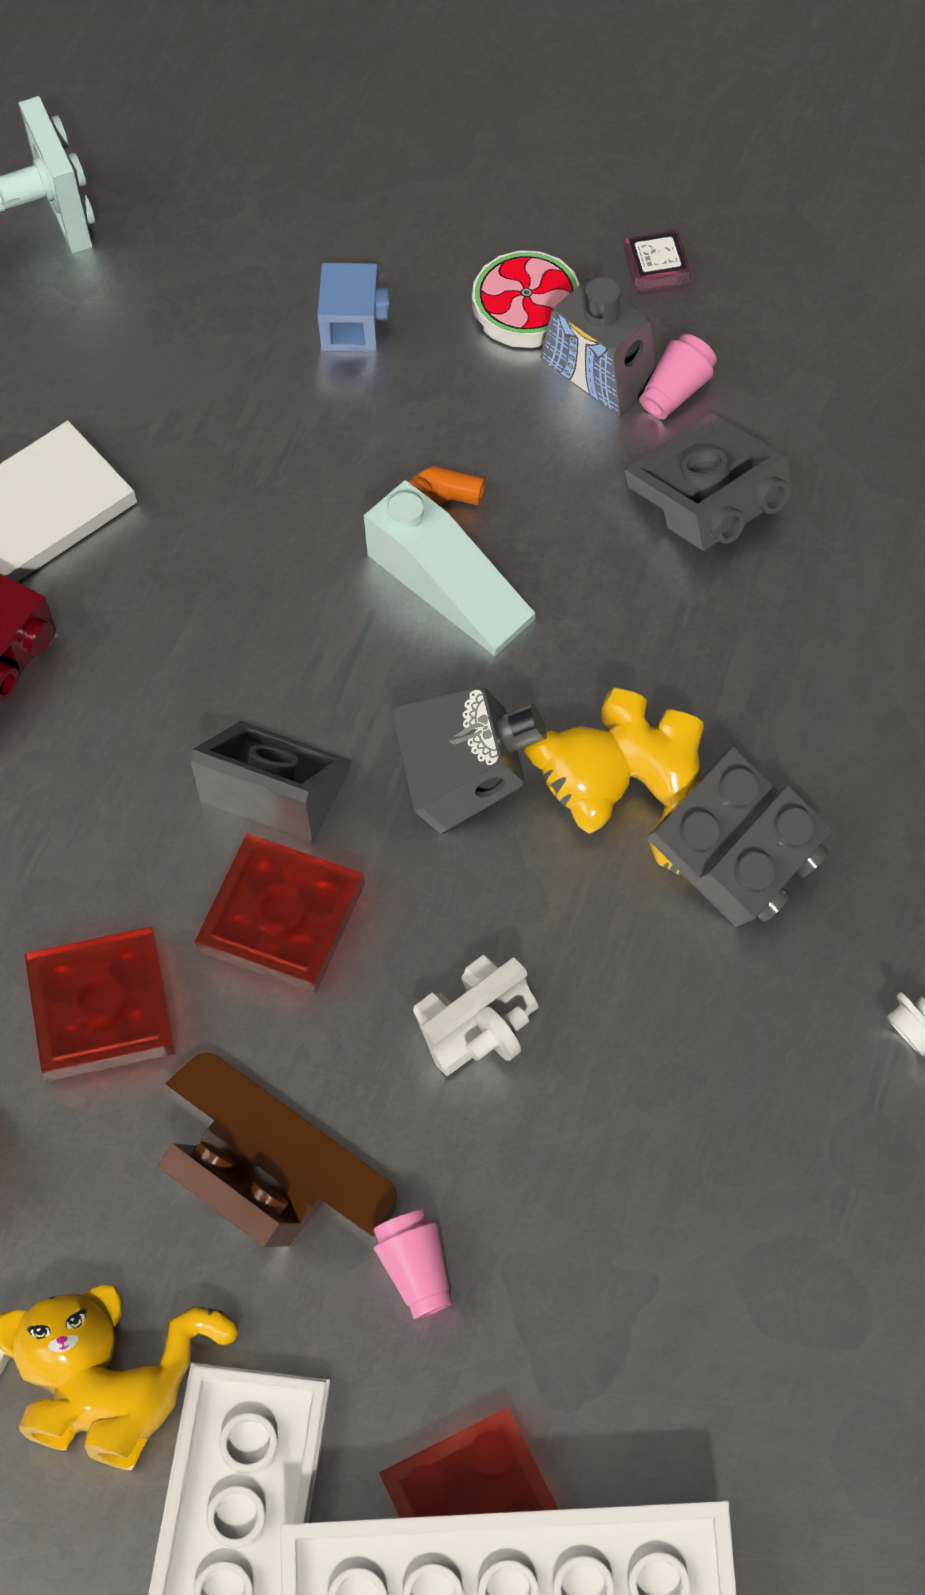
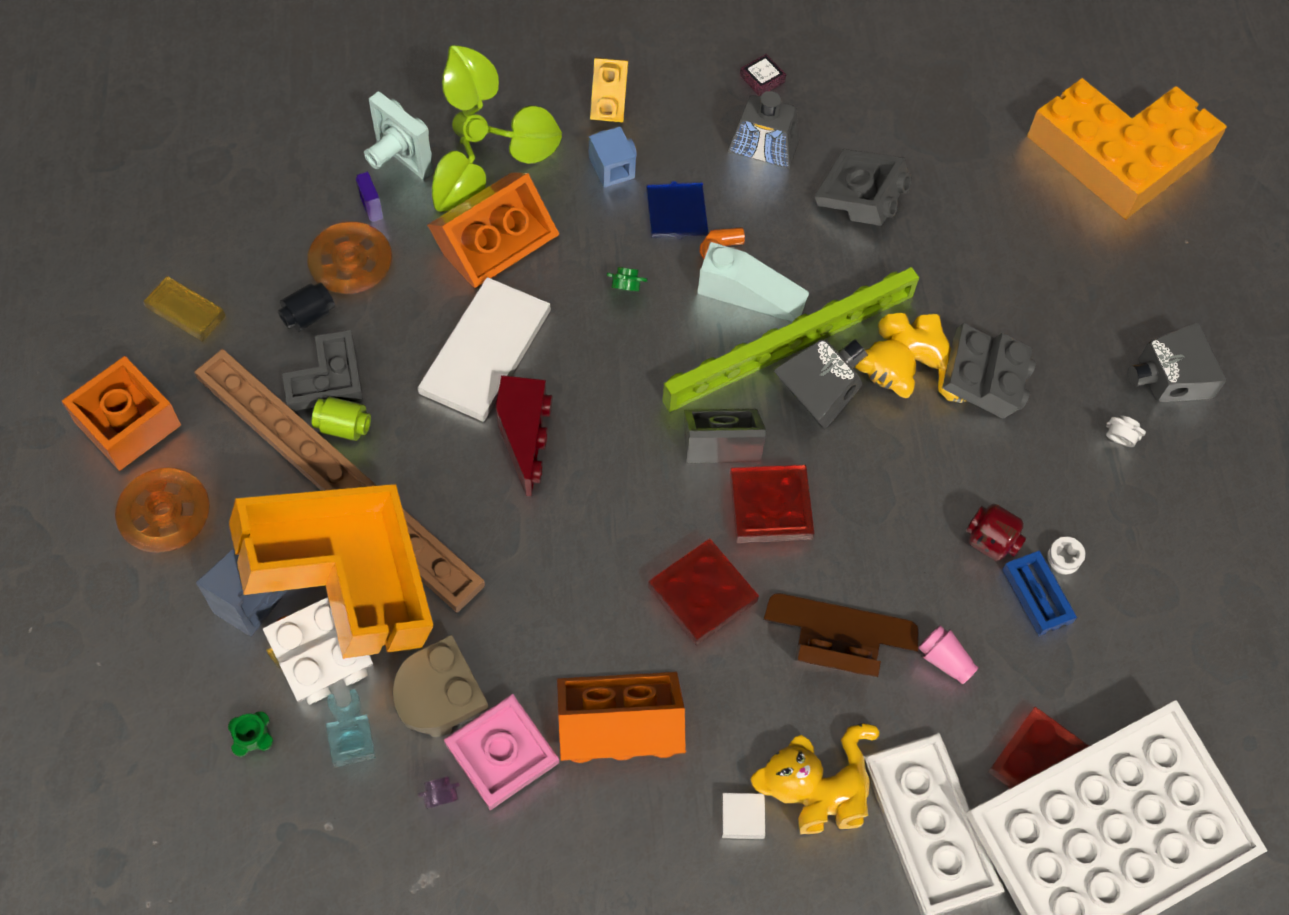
camera: 30 degrees left, 0 degrees up
(117, 355) = (494, 228): none -> orange slope
(150, 117) = (465, 83): none -> lime plant
(263, 494) = (626, 279): none -> green plate
(398, 205) = (609, 89): none -> yellow hips
(408, 420) = (677, 210): none -> clear blue piece
(433, 671) = (780, 343): none -> lime plate
(481, 1018) = (914, 515): white hips -> none
(518, 294) = (704, 119): tile -> none
(601, 1099) = (996, 532): none -> dark red head
(625, 1285) = (1051, 585): none -> blue tile
(678, 375) = (813, 132): bright pink cone -> none
(726, 1183) = (1073, 548): none -> white bush

